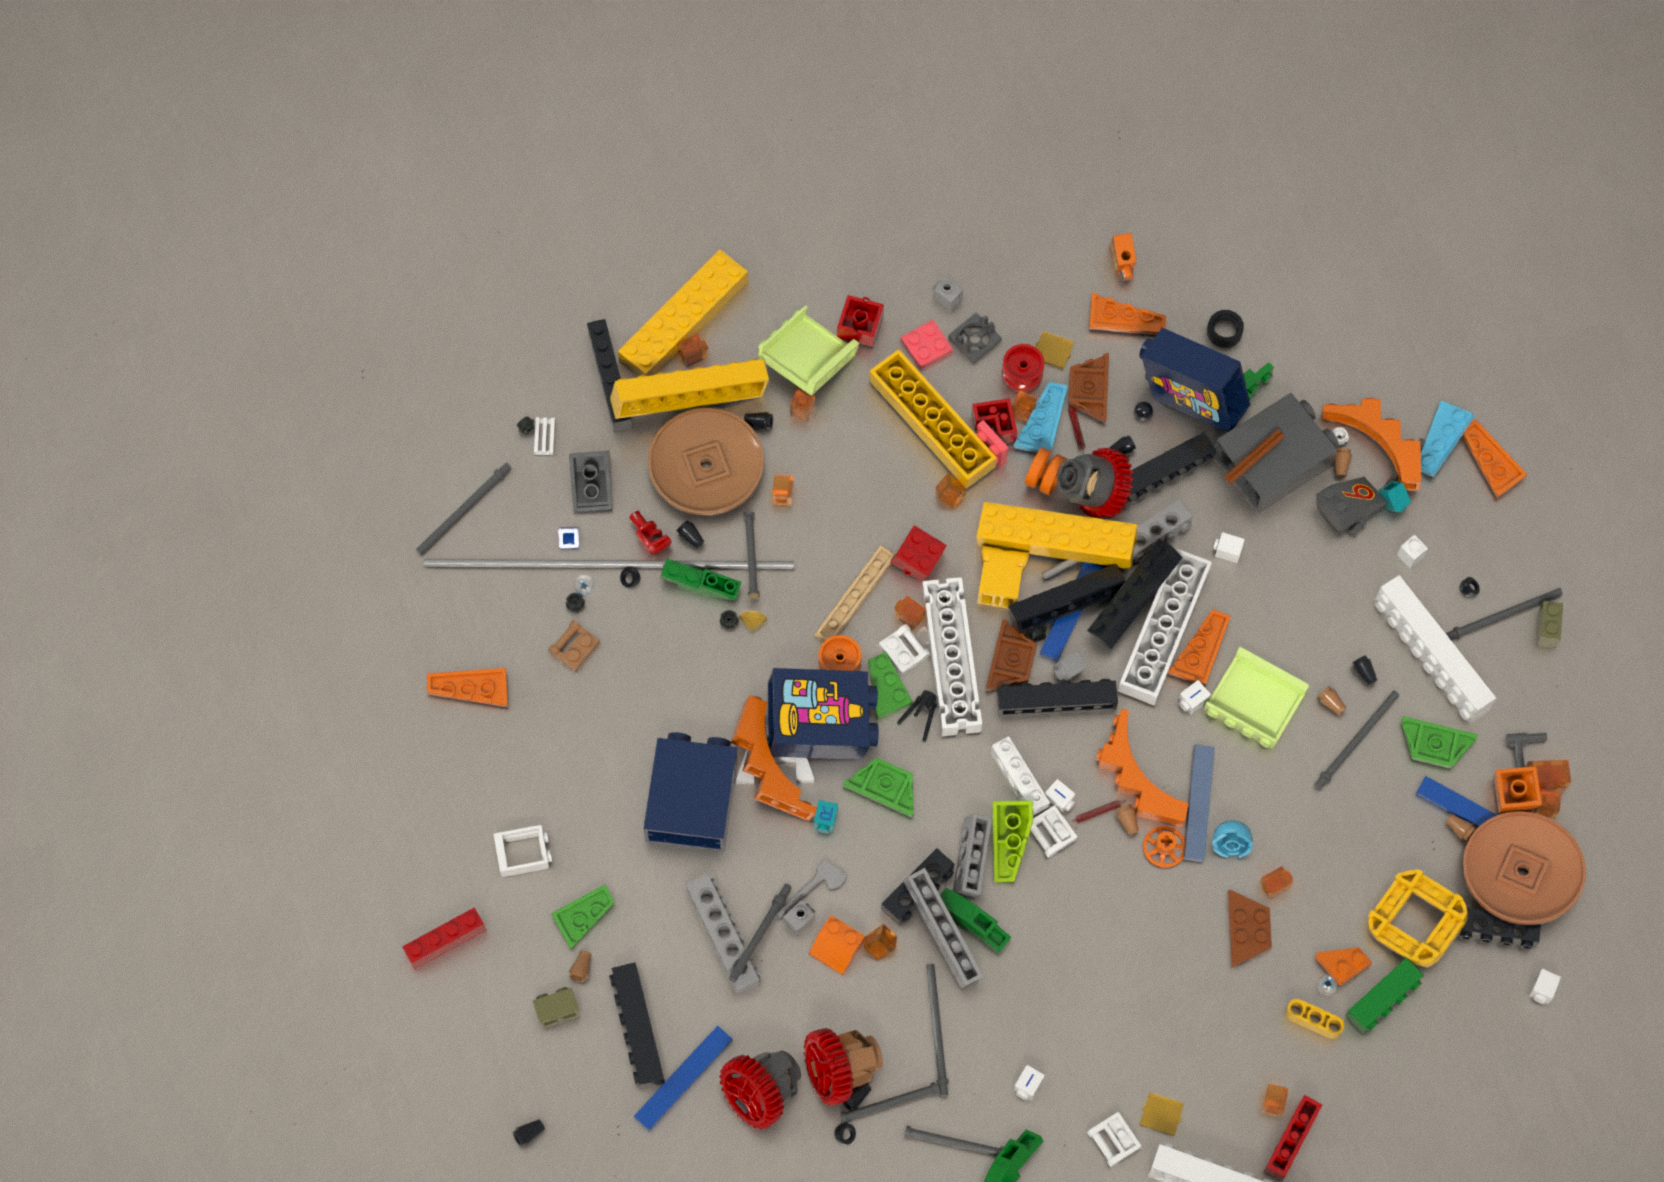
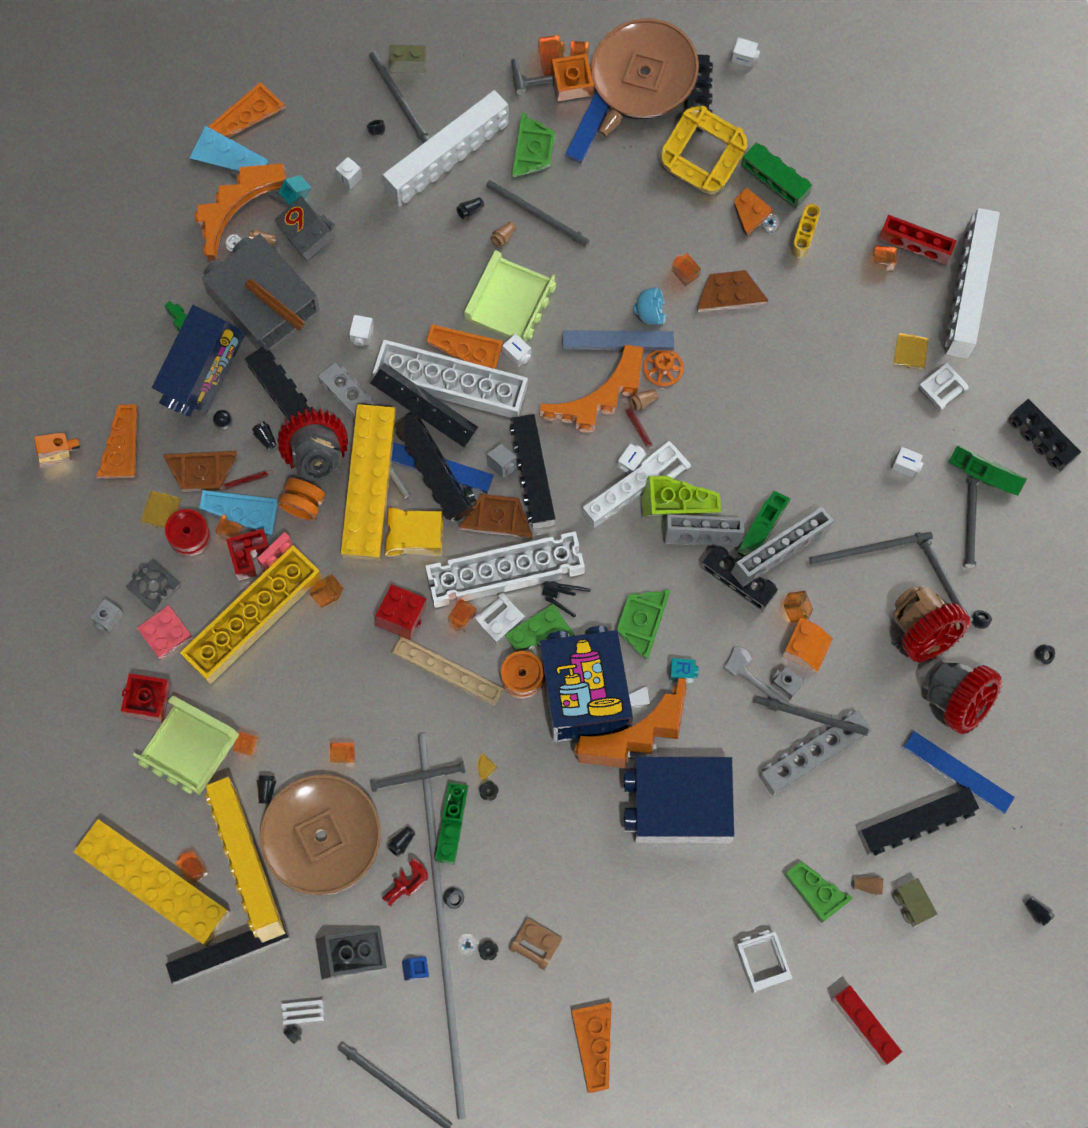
camera: 100 degrees left, 5 degrees up
(1225, 342) = (133, 362): black tyre -> none

